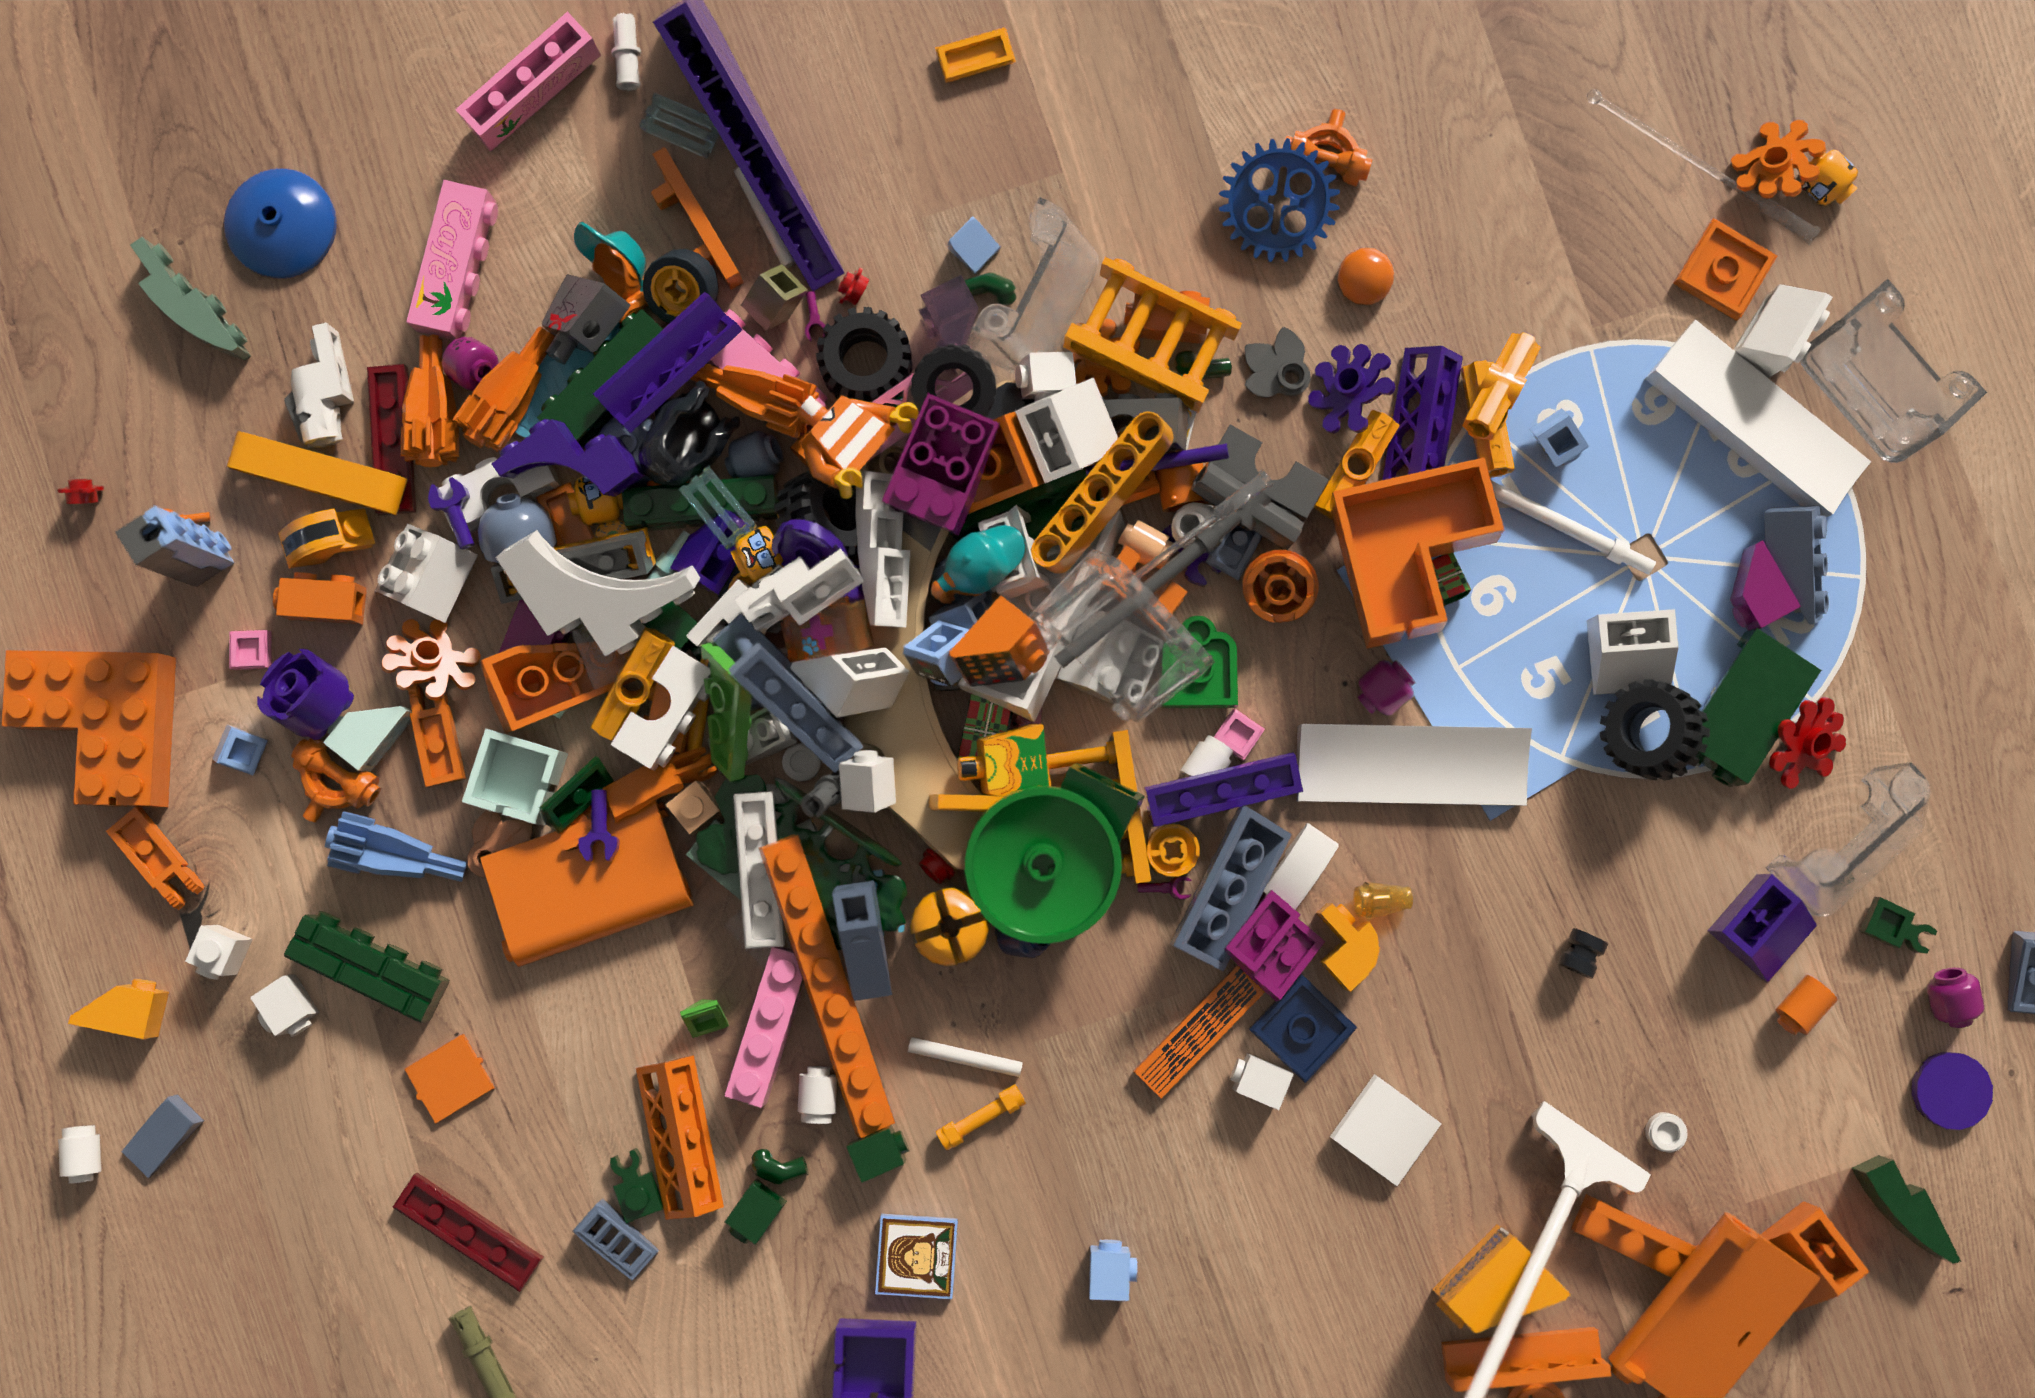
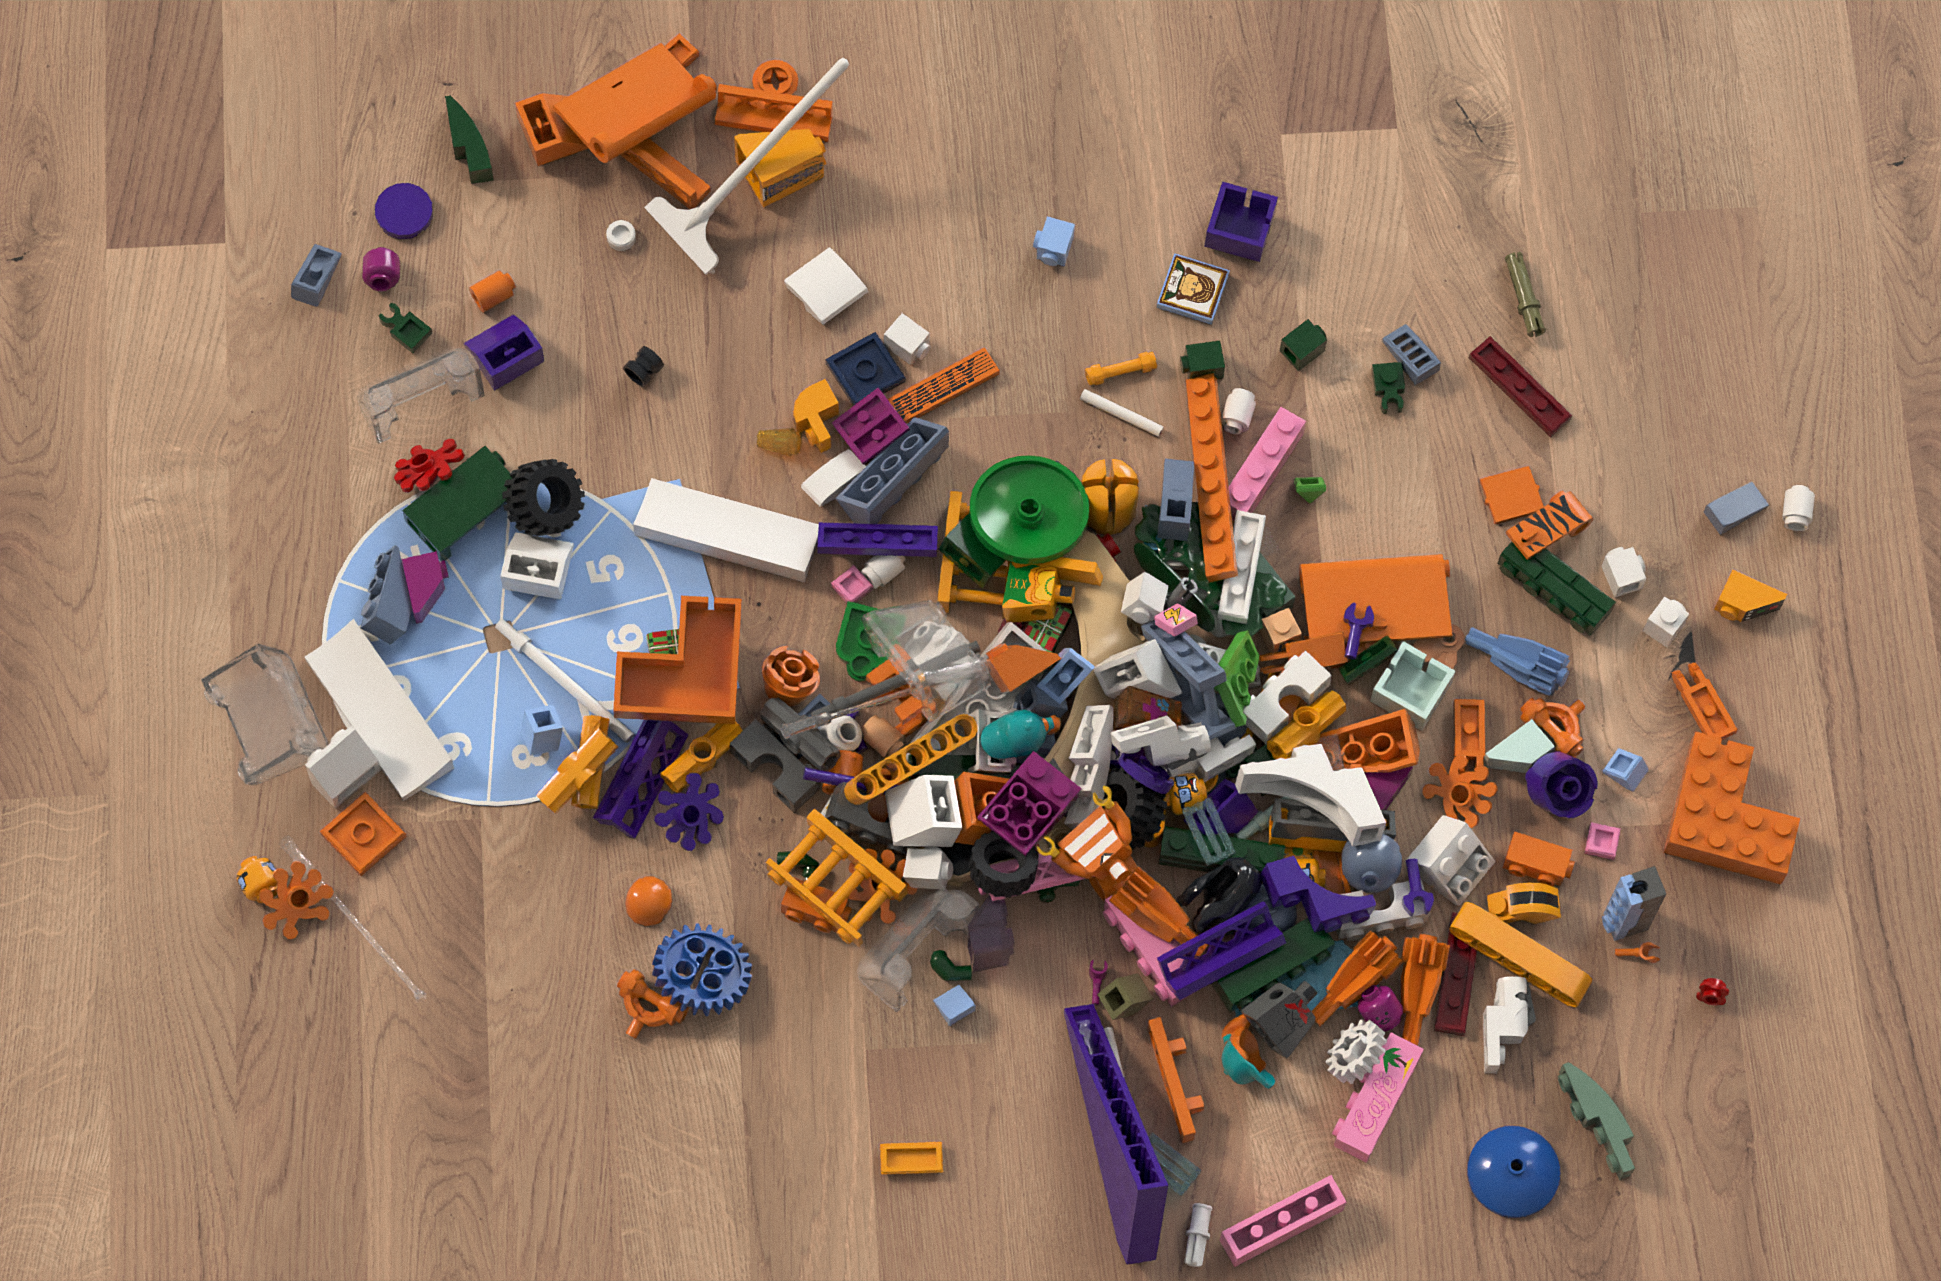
camera: 170 degrees left, 15 degrees down
(385, 1039) = (1549, 524): none -> orange door
(485, 298) = (1356, 1051): none -> white gear
(685, 1138) = (1343, 406): orange fence -> none
(690, 271) = (1198, 1023): wheel -> none
(754, 455) = (1173, 876): sand blue head -> none
(777, 1172) = (1281, 368): dark green arm -> none
(819, 757) = (1176, 620): none -> bright pink tile
(852, 287) = (1060, 994): red plate -> none
(860, 328) = (1068, 908): black tyre -> none
(1164, 887) = (933, 491): magenta hand -> none
(1172, 850) = (927, 509): light orange wheel -> none
(1273, 362) = (743, 852): dark grey plate -> none
(1386, 687) = (731, 583): magenta head -> none

